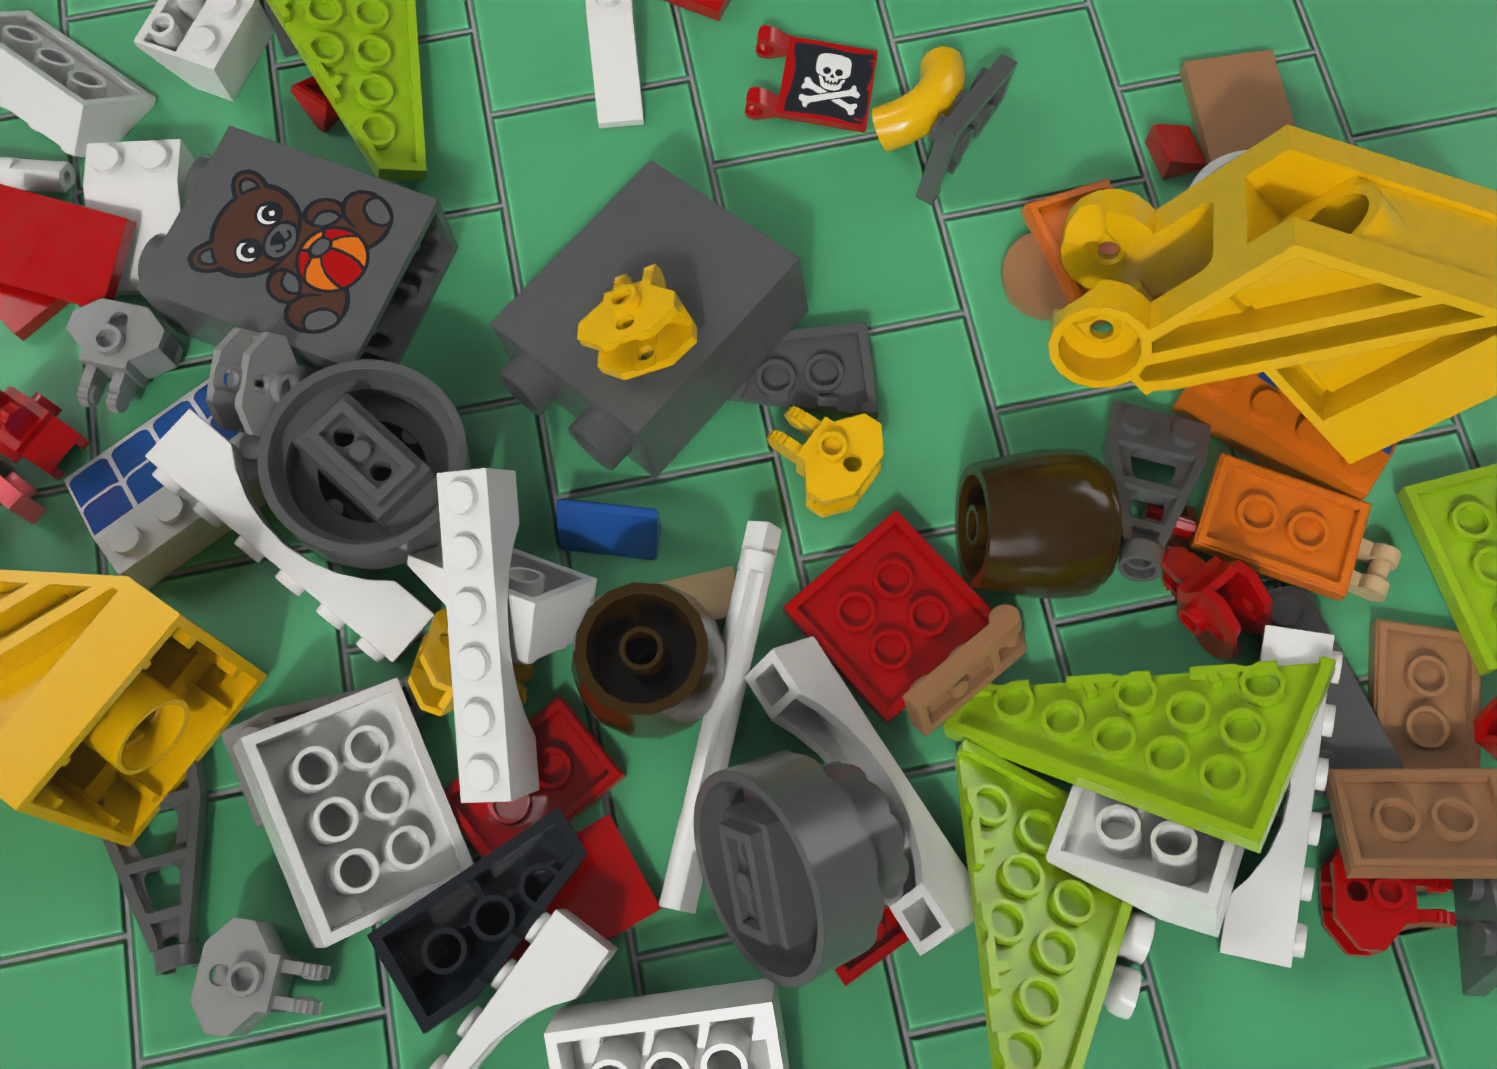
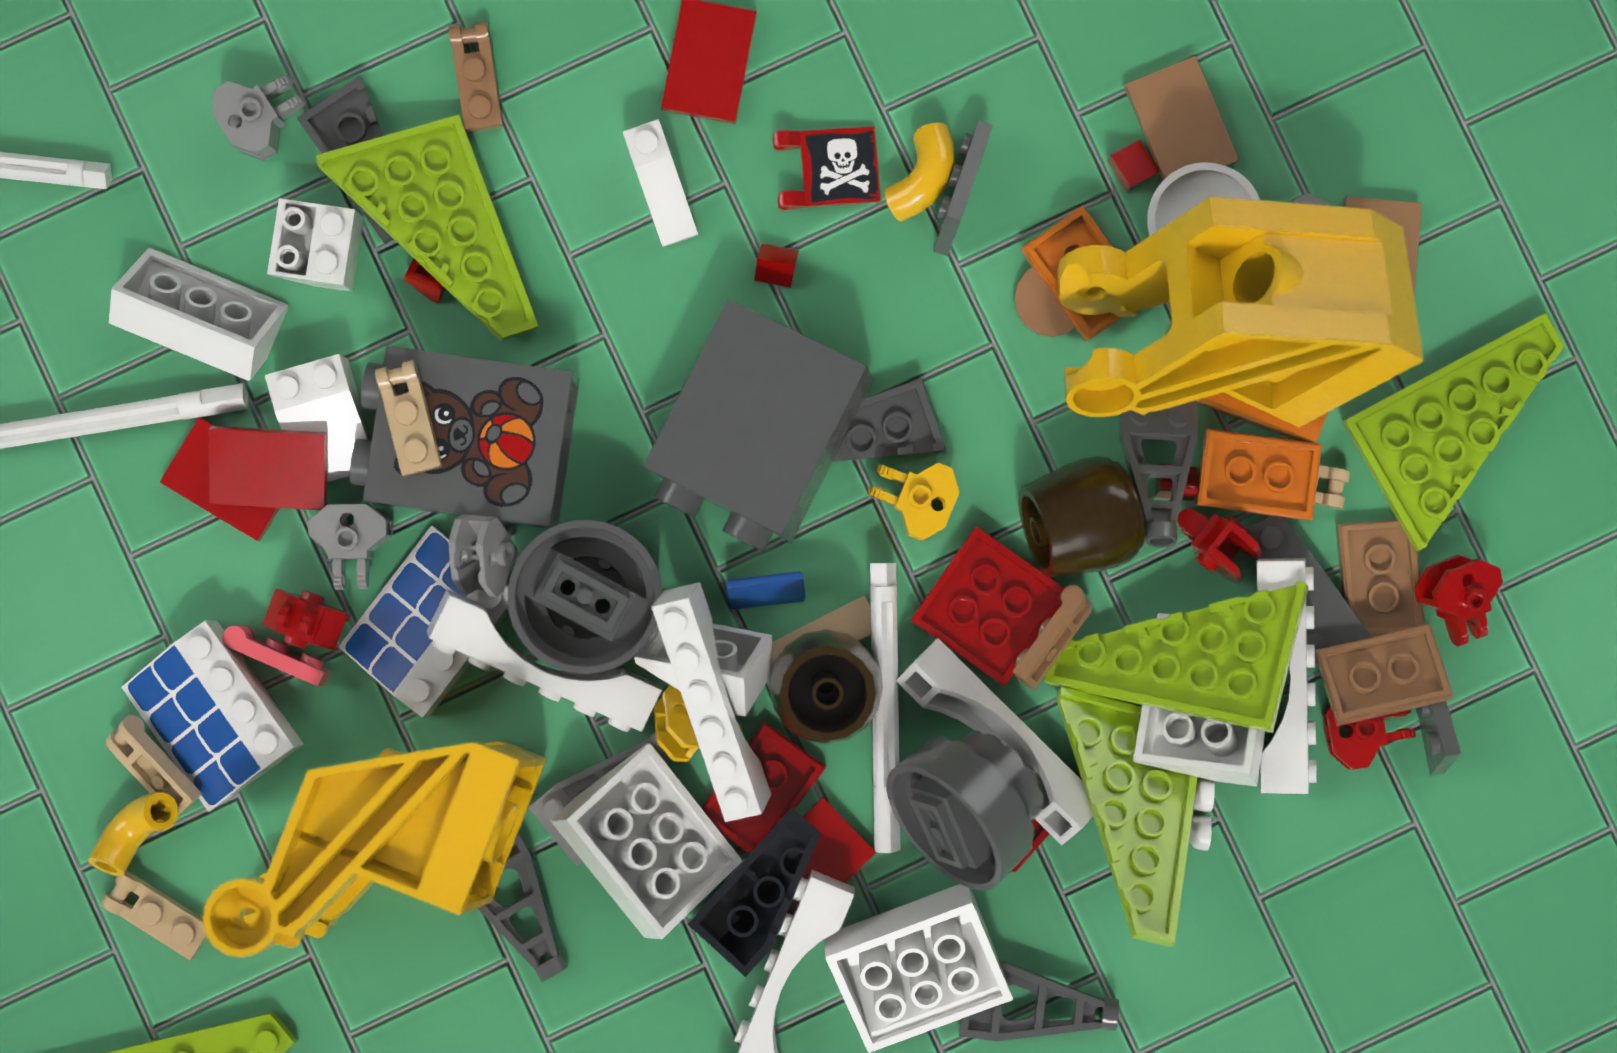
camera: 20 degrees left, 15 degrees up
(222, 206) = (409, 419): none -> tan plate
(249, 979) = (617, 969): light grey hinge -> none
(636, 323) = (763, 456): yellow hinge -> none
(723, 170) = (776, 265): none -> red slope

